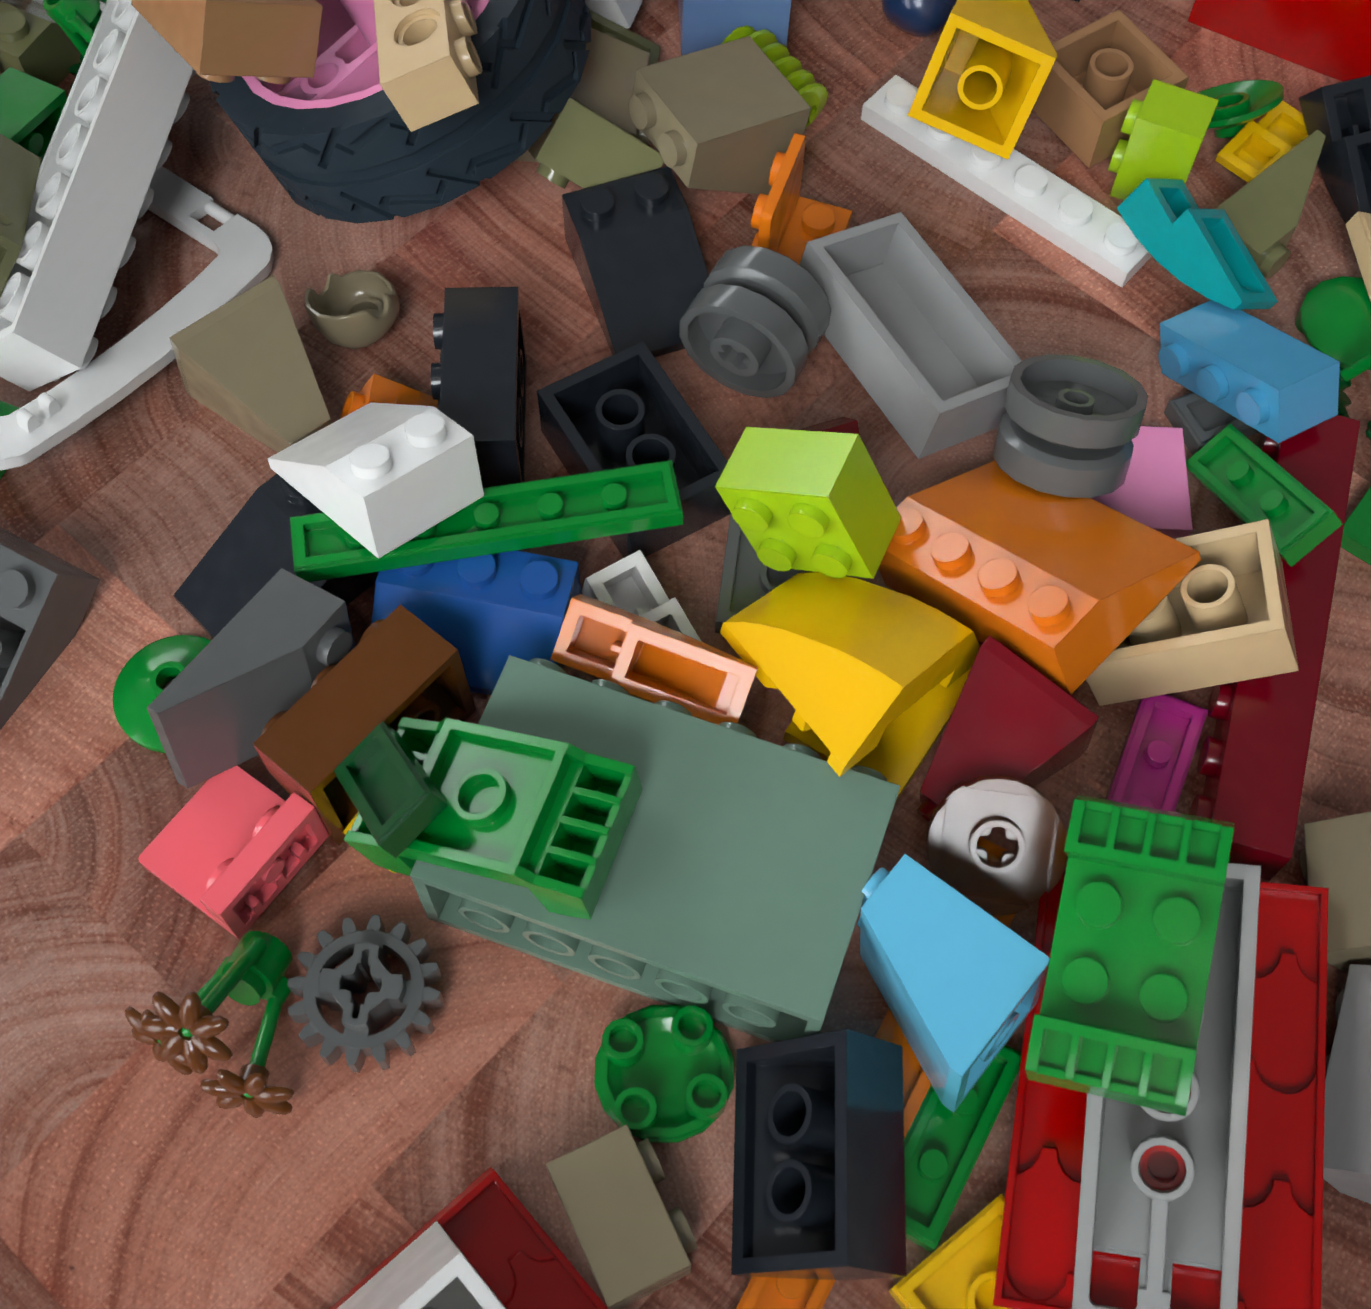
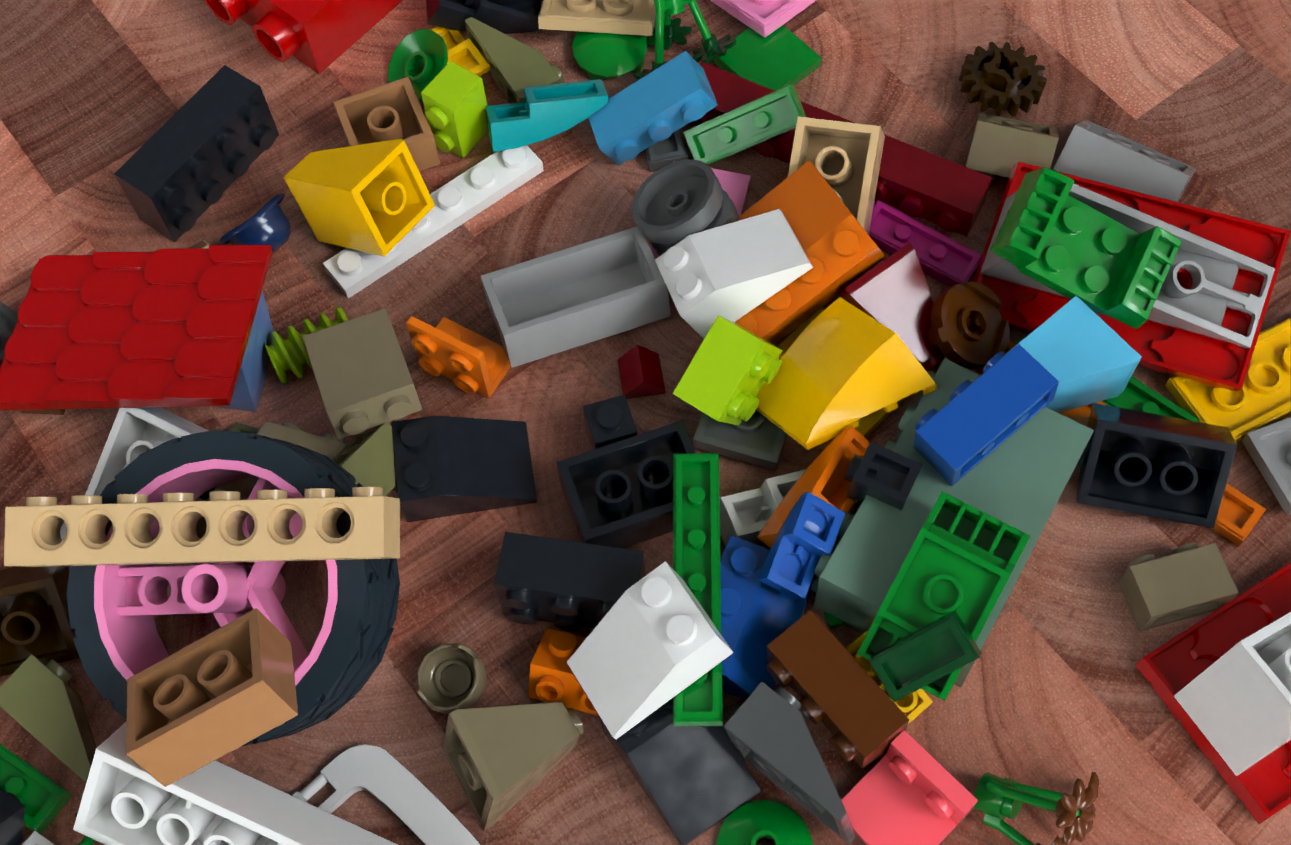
camera: 75 degrees left, 0 degrees up
(336, 989) = (1040, 727): dark grey gear -> none
(559, 630) = (800, 544): none -> blue slope
(664, 1072) = (1084, 549): green dish -> none
(669, 709) = (882, 475): none -> black bracket
(725, 405) = (608, 421): none -> black brick
(755, 321) = (546, 389): dark grey wheel -> none
(794, 830) = (984, 413): none -> blue brick
(979, 480) = (731, 268): none -> white slope

